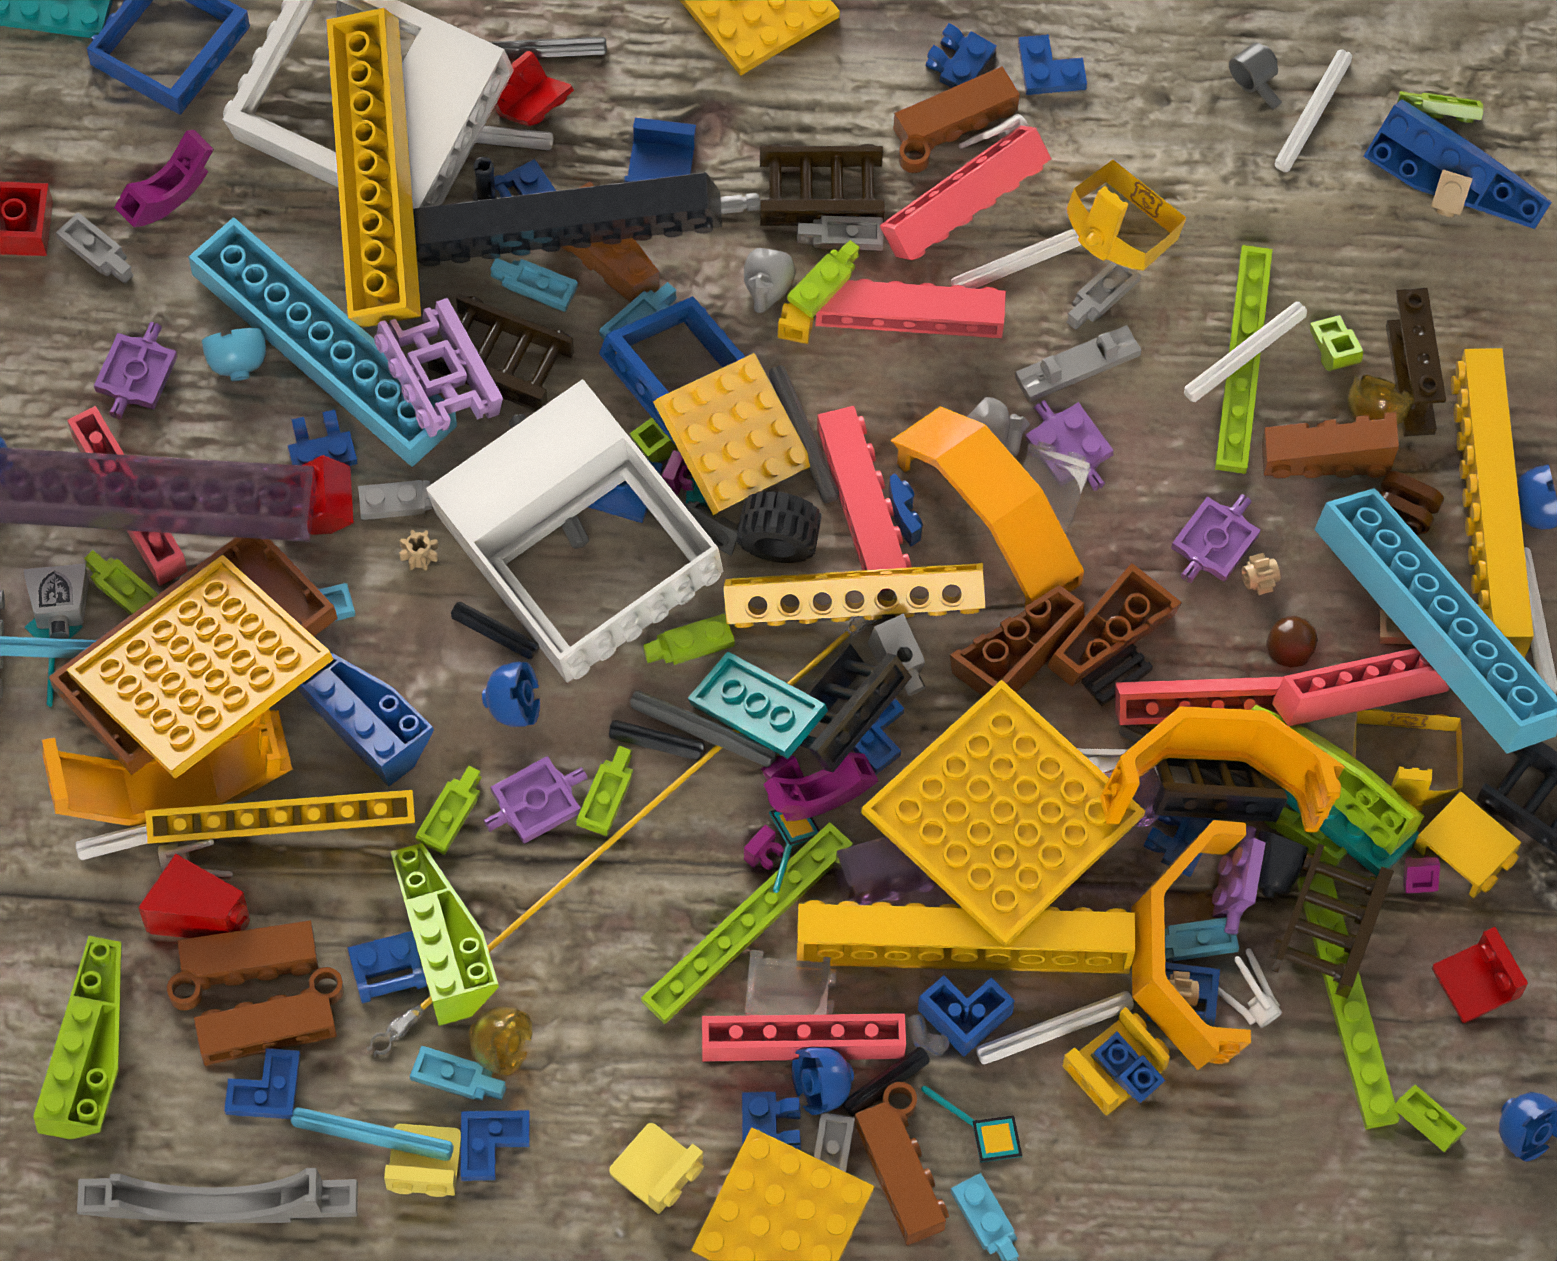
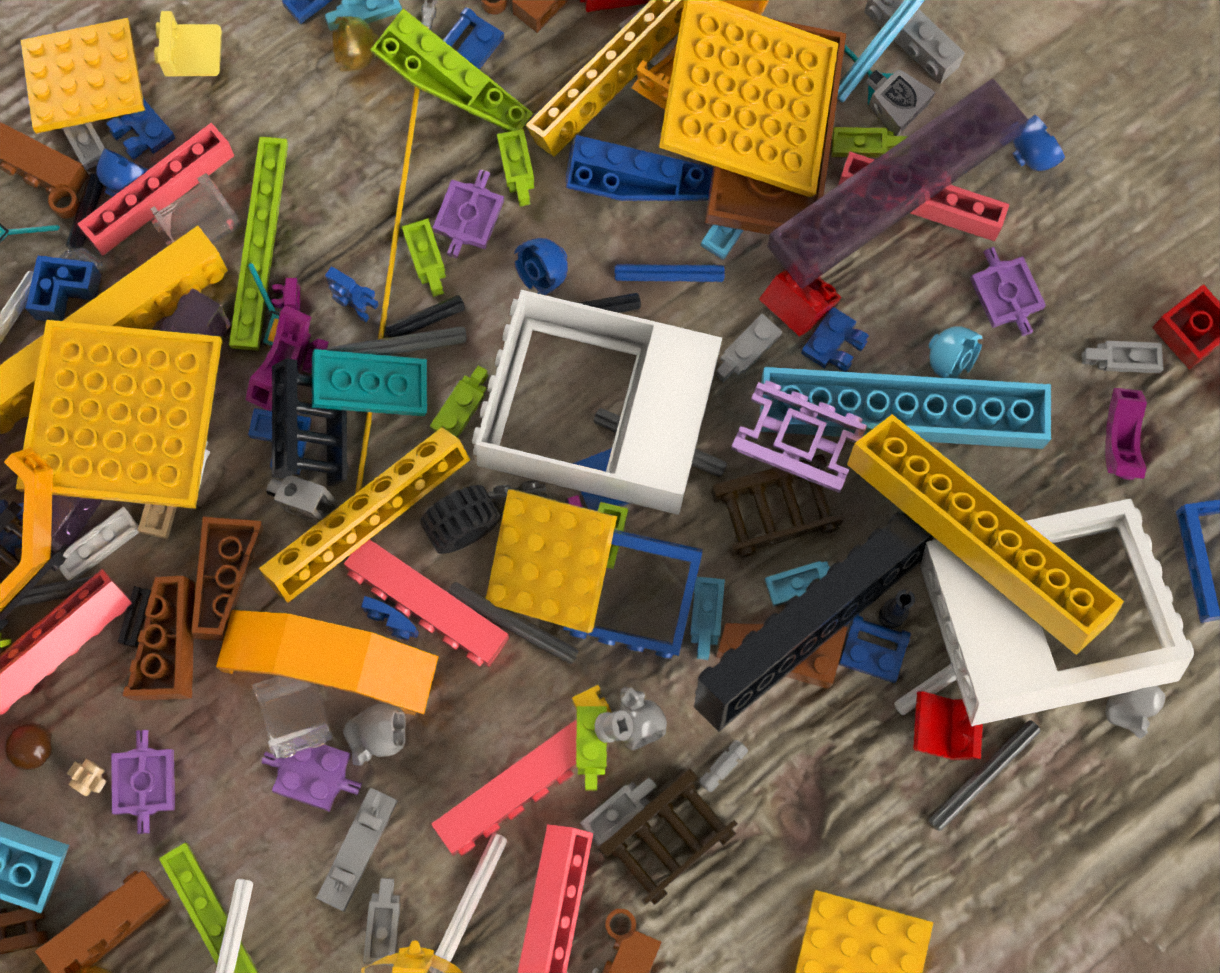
camera: 140 degrees right, 10 degrees up
(405, 612) = (687, 273): none -> blue axle
(418, 550) = (703, 312): tan gear -> none
(661, 149) = (802, 755): blue panel -> none
(708, 796) = (347, 292): none -> blue plate
(796, 270) = (613, 726): none -> light grey wheel

